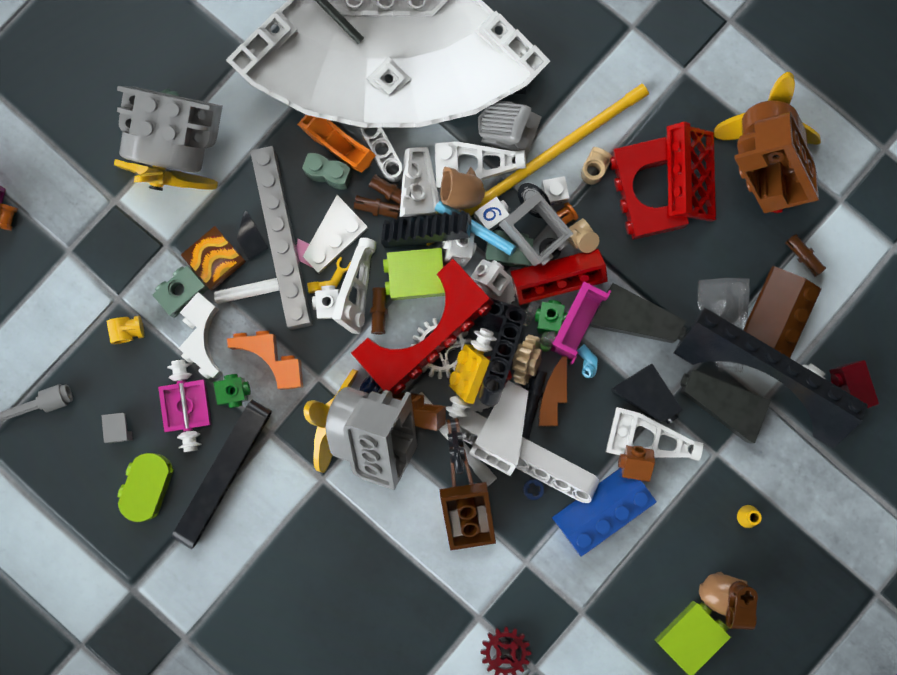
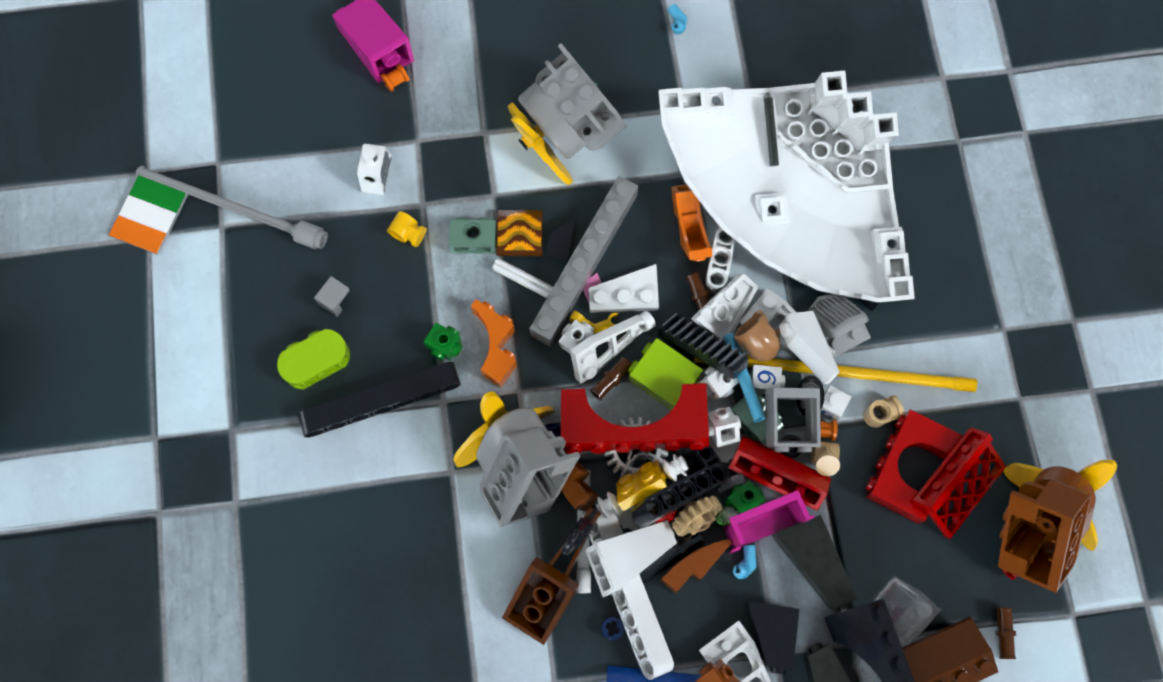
camera: 35 degrees right, 10 degrees down
(54, 302) = (374, 164): none -> white torso
(184, 405) = (398, 323): dark pink plate -> none
(199, 313) = (469, 266): white arch -> none
(321, 170) = (660, 236): sand green brick -> none
(376, 207) = (678, 298): reddish brown pin -> none
(502, 163) = (807, 341): none -> white slope

